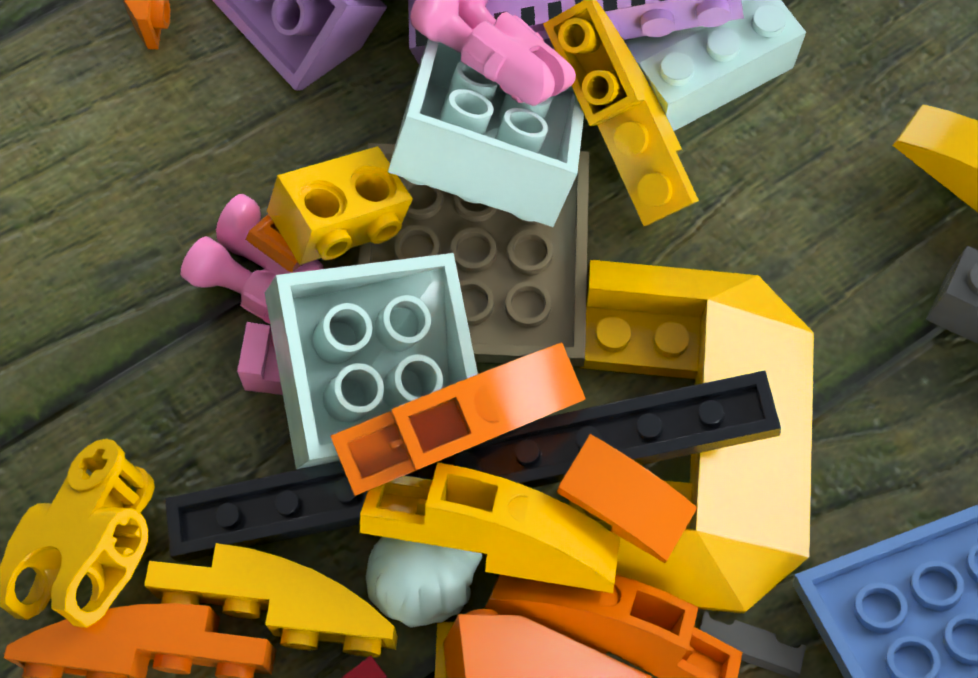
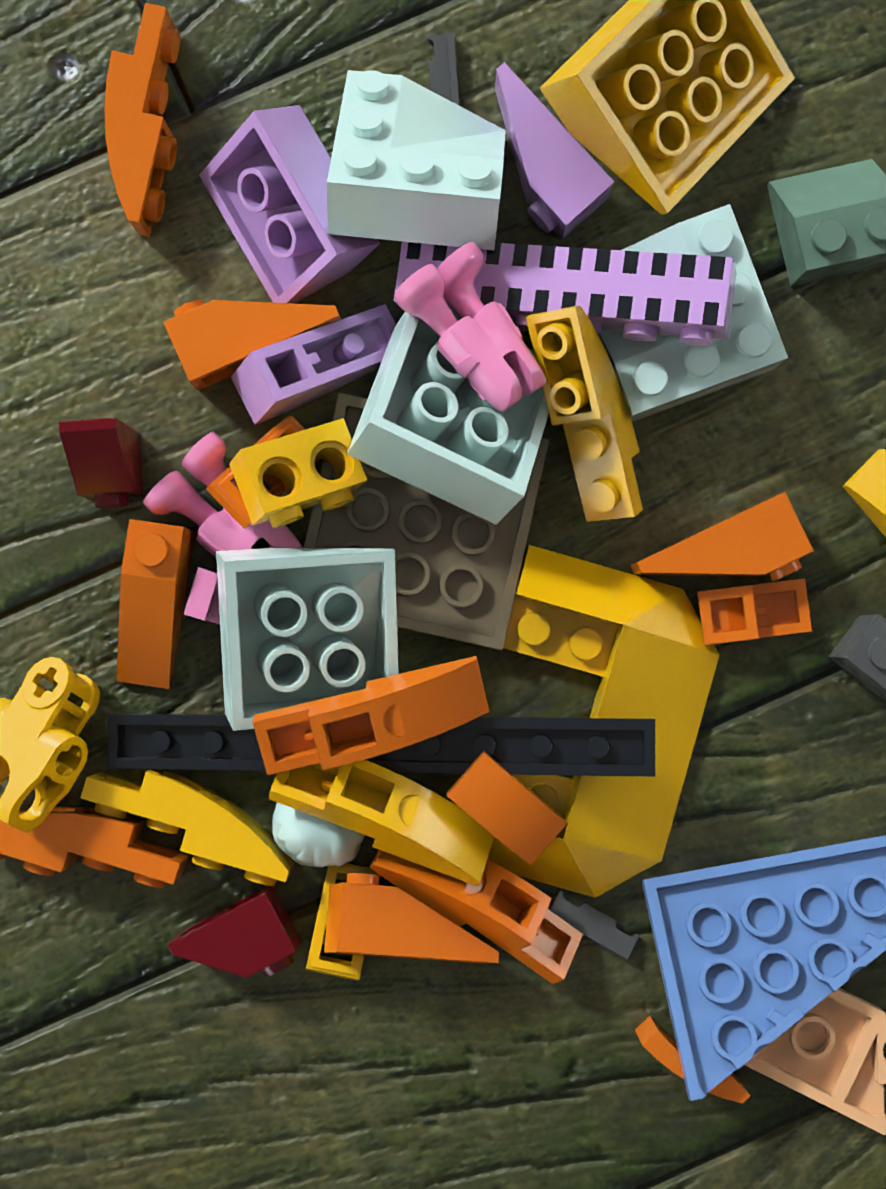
camera: 10 degrees right, 20 degrees up
(133, 234) = (103, 460): none -> dark red slope
(201, 374) = (152, 601): none -> orange slope
(263, 108) = (221, 333): none -> orange slope
(334, 120) = (312, 363): none -> lavender slope
(798, 223) = (745, 545): none -> orange slope
(838, 284) = (754, 611): none -> orange slope

